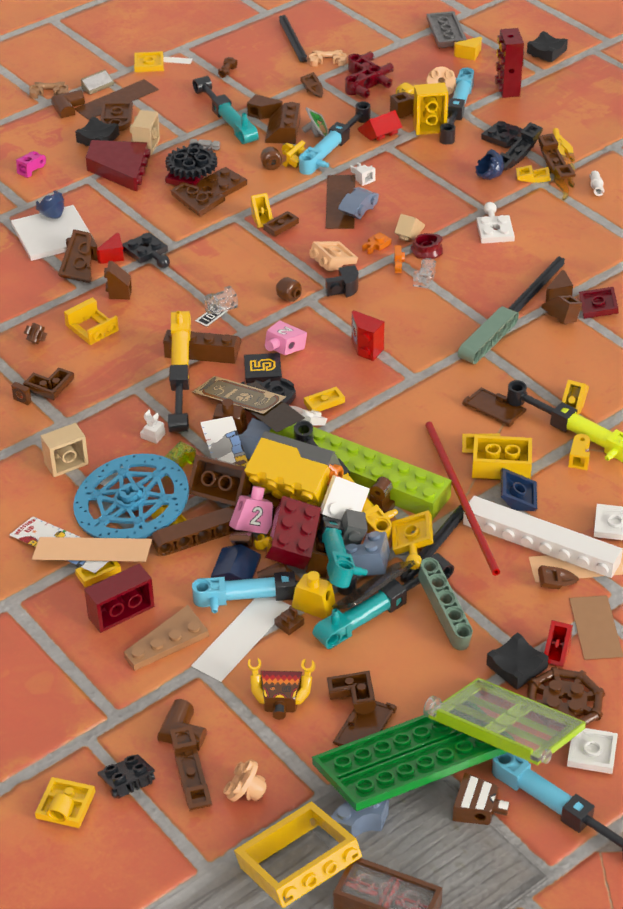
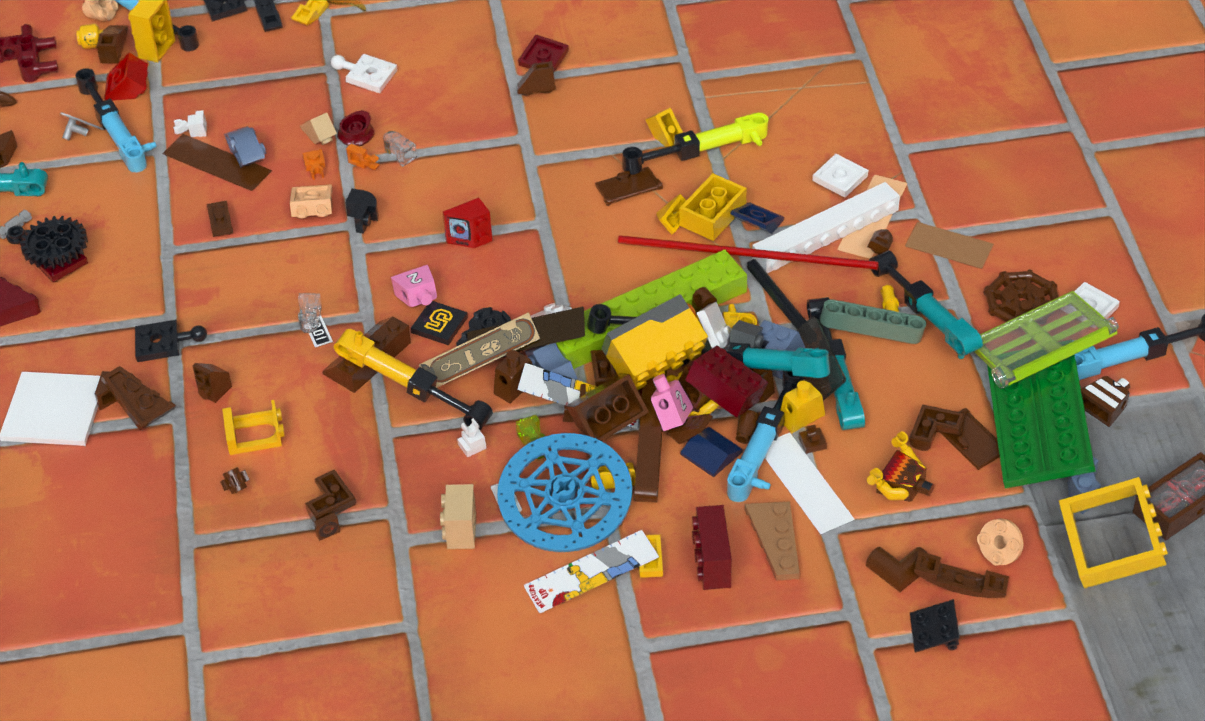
camera: 60 degrees left, 5 degrees up
(51, 205) = (21, 384): dark blue hair -> none
(65, 802) = (944, 685): yellow plate -> none
(92, 549) = (619, 549): light nougat sticker -> none
(111, 250) = (142, 364): red slope -> none
(196, 199) = (117, 266): reddish brown wing -> none
(222, 182) = (102, 239): reddish brown plate -> none
(260, 209) = (188, 224): yellow slope -> none
(271, 158) = (99, 181): reddish brown head -> none
(284, 124) = (46, 147): reddish brown slope -> none
(288, 289) = (339, 253): reddish brown head -> none
(292, 153) = (109, 161): yellow hips -> none
(324, 399) = (529, 295): yellow plate -> none
(405, 541) = (779, 304): yellow plate -> none
(484, 610) = (889, 302): none -> yellow pin
(488, 335) = (529, 145): sand green beam -> none
(490, 165) = (276, 30): dark blue hair -> none
(497, 625) = (920, 298): none -> teal piece
(517, 661) = (968, 304): black brick -> none
(543, 278) = (482, 84): black axle -> none
(558, 642) = (962, 273): red slope -> none
(559, 287) = (503, 68): reddish brown slope -> none
(580, 452) = (736, 157): yellow leg -> none

